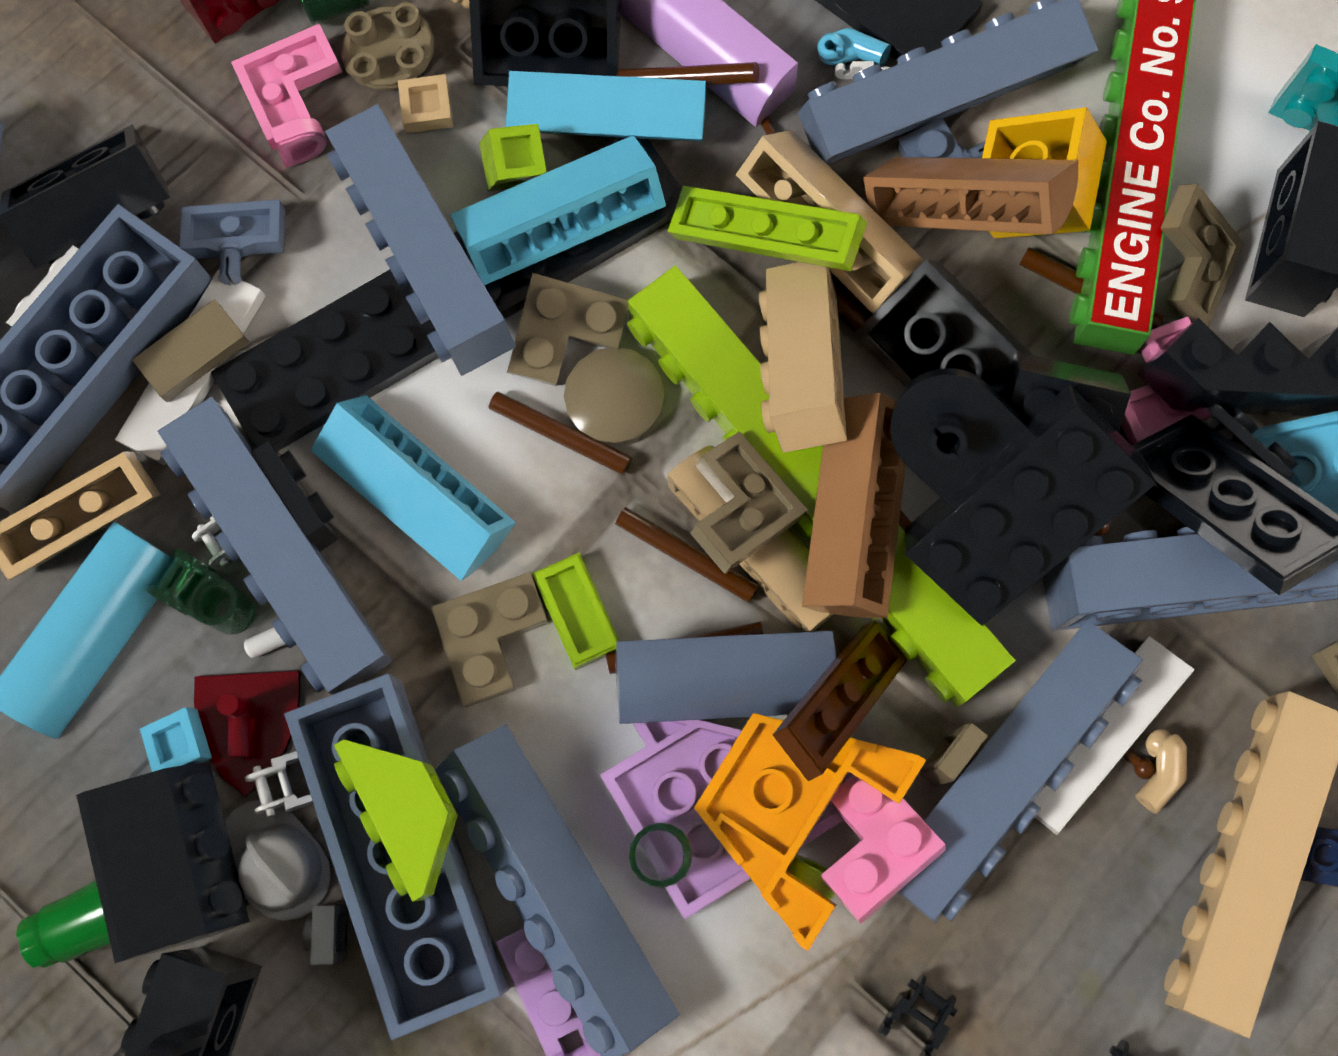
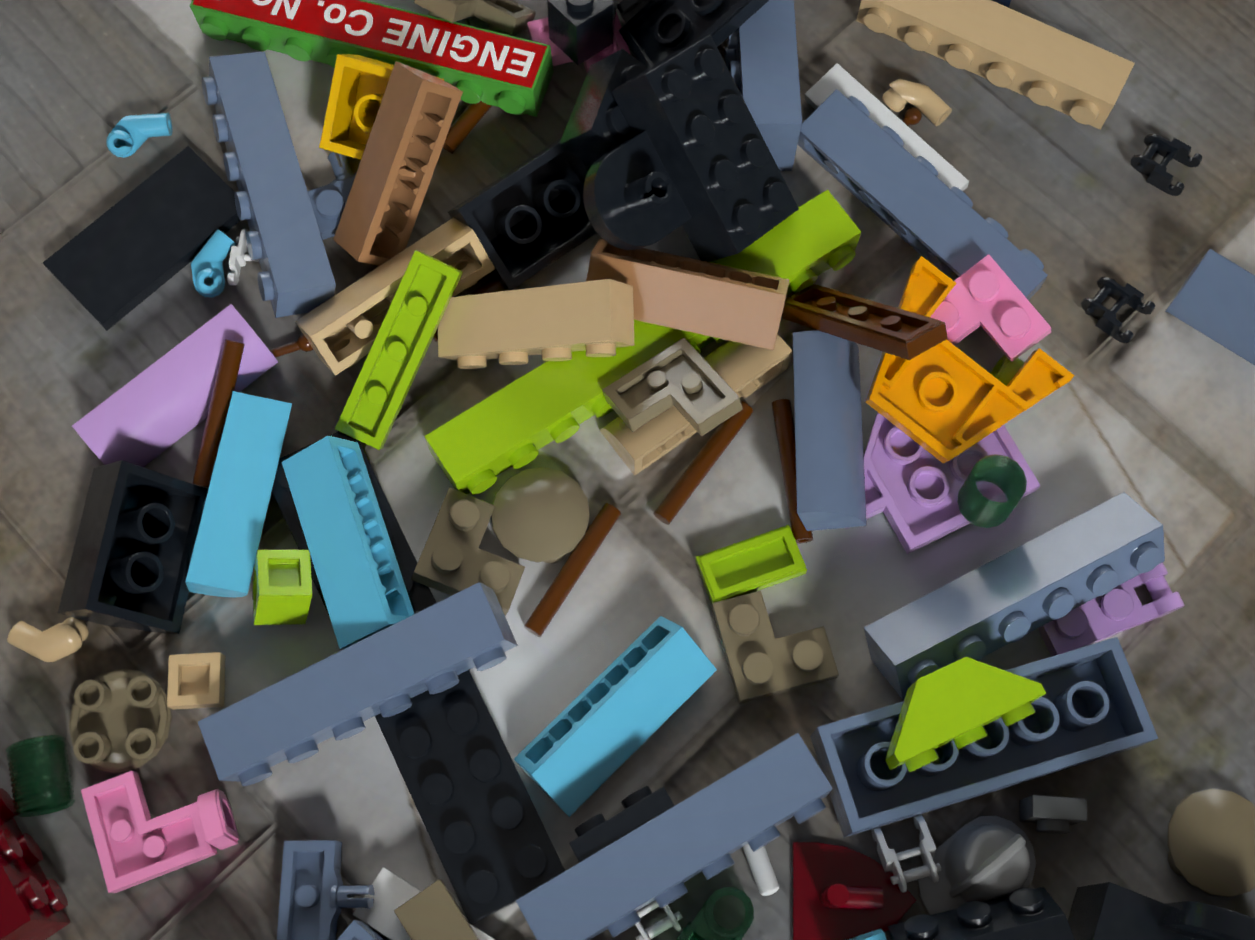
camera: 90 degrees left, 5 degrees down
(953, 754) = (905, 243): dark tan tile -> none

